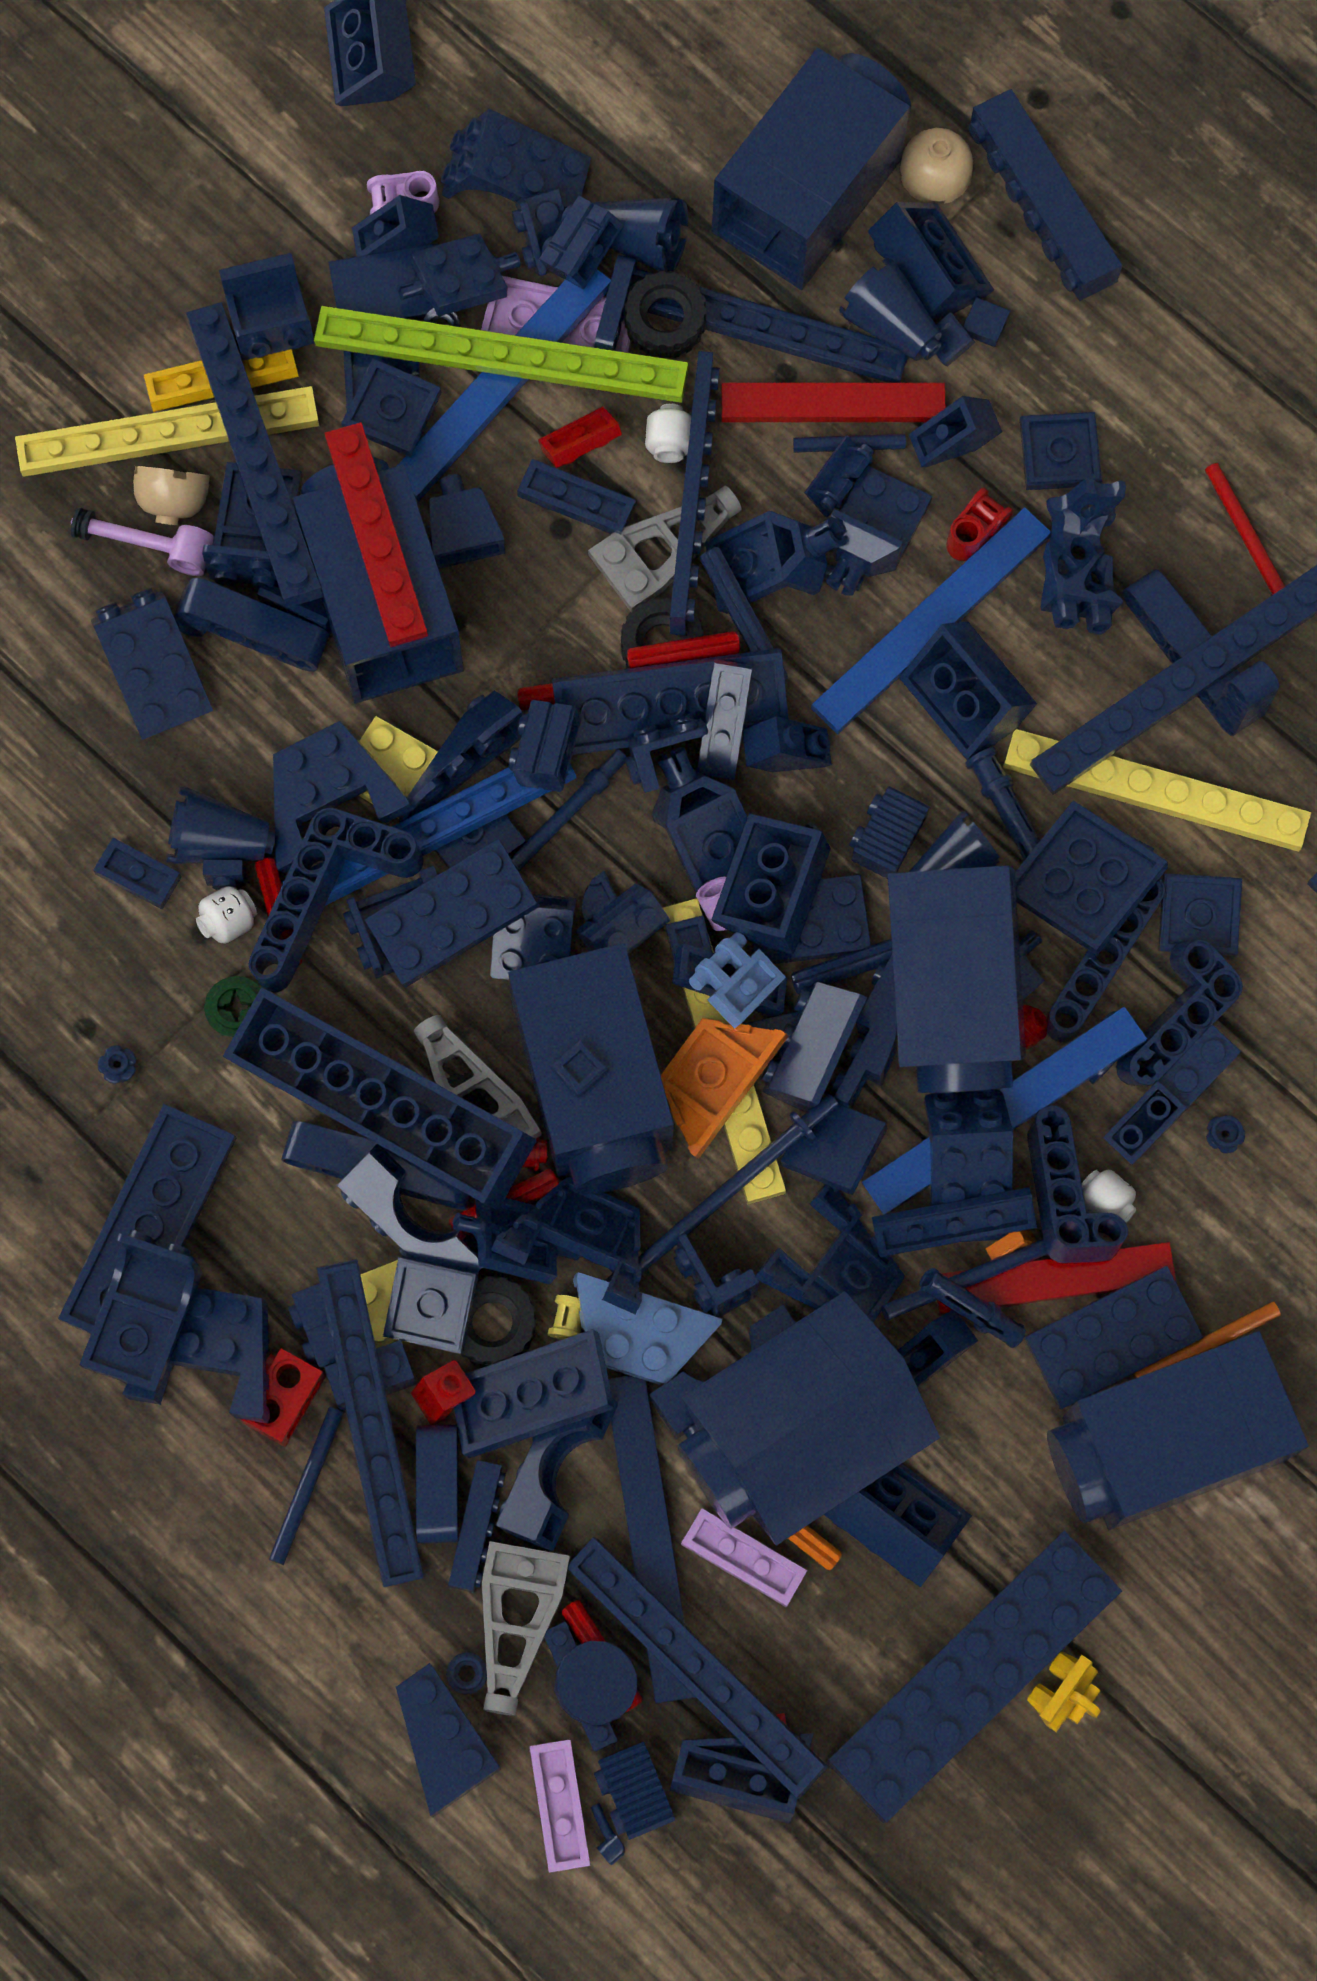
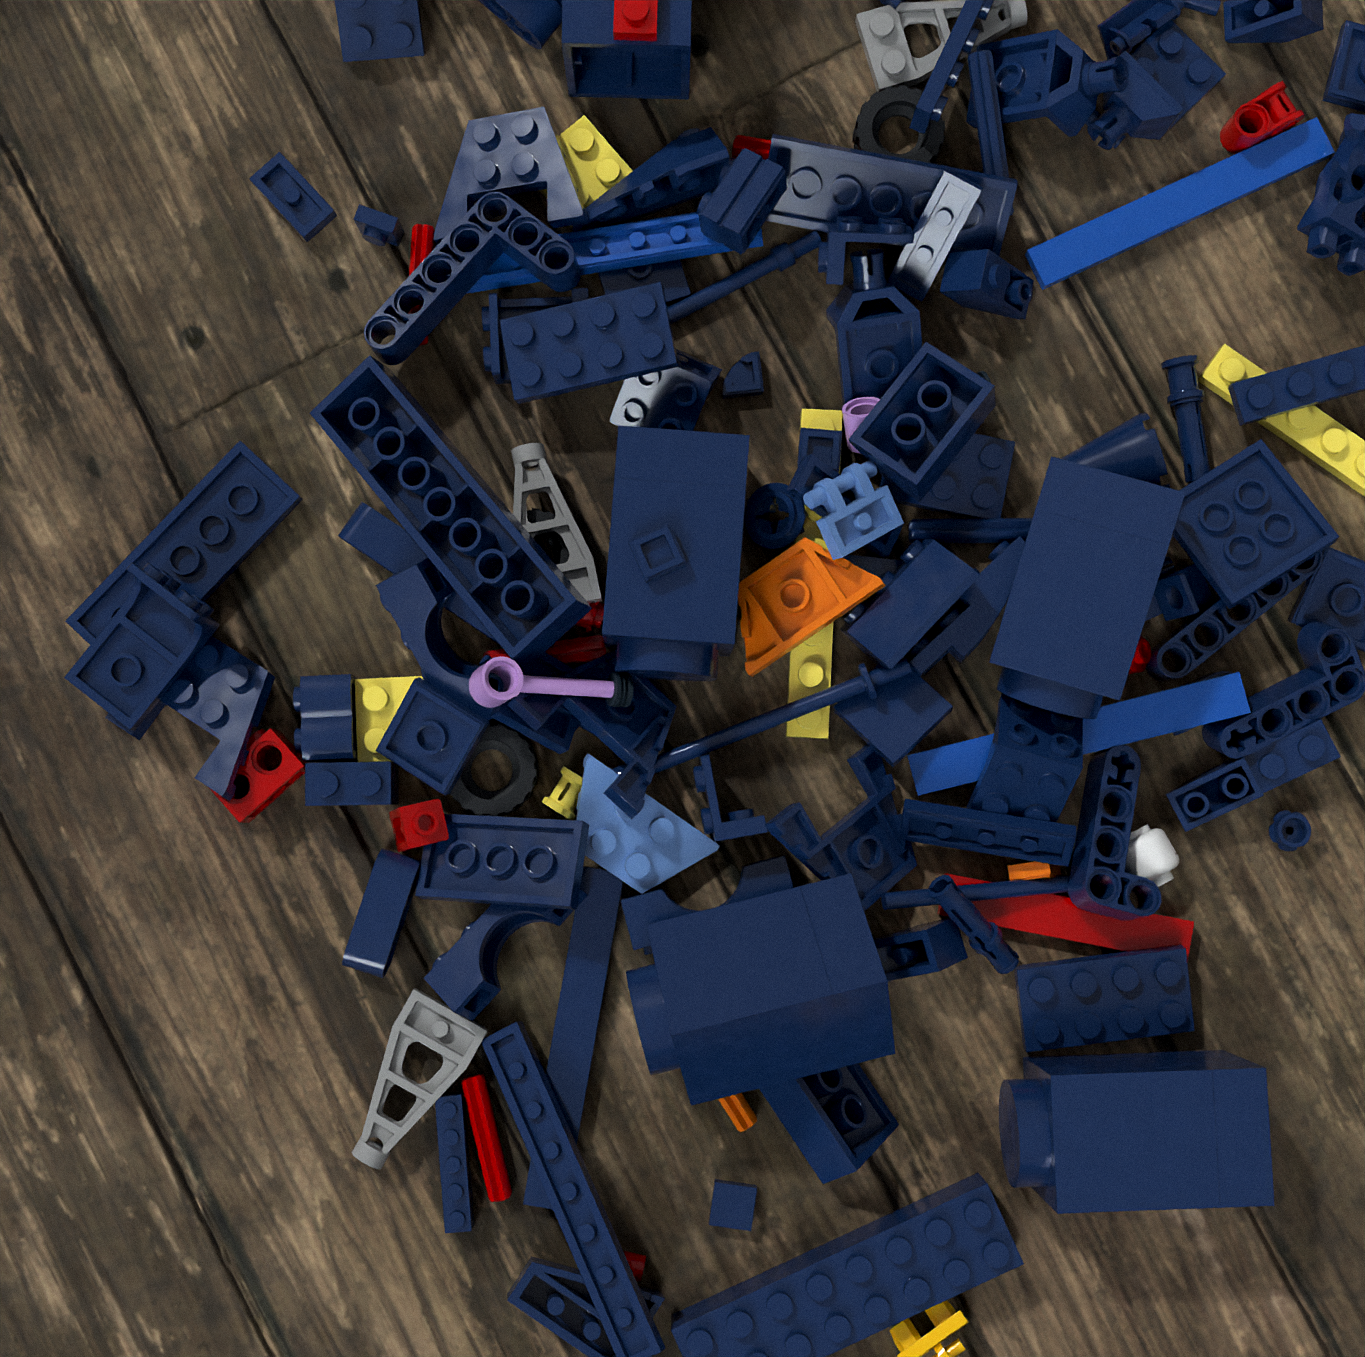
camera: 15 degrees right, 10 degrees up
(122, 1073) = (220, 387): dark blue plate -> none
(215, 831) = (381, 178): dark blue cone -> none
(222, 996) = (335, 351): dark green gear -> none
(226, 914) = (366, 268): white head -> none
(306, 1486) = (254, 870): dark blue bar -> none
(369, 1422) = (330, 831): dark blue tile -> none
(443, 1741) = (301, 1171): dark blue wedge -> none
(457, 1664) = (337, 1115): dark blue plate -> none
(476, 1526) = (407, 968): dark blue piece -> none
(559, 1806) = (394, 1272): lavender plate -> none
(582, 1206) = (616, 689): none -> lavender piece
(595, 1683) = (467, 1170): dark blue tile -> none
(612, 1847) = (434, 1328): dark blue hand -> none
(625, 920) = (760, 411): dark blue brick -> none
(635, 1792) = (472, 1285): dark blue brick -> none
(656, 1002) = (764, 503): none -> dark blue gear
(684, 650) = (918, 148): red axle -> none
(744, 1557) = (659, 1094): lavender plate -> none
(846, 1639) = (732, 1205): none -> dark blue tile
(889, 833) = (1060, 409): dark blue brick -> none
(967, 689) = (1192, 286): dark blue slope -> none
(1054, 956) = (1182, 593): none -> dark blue bracket
(1217, 1338) = (1202, 1034): orange bar -> none

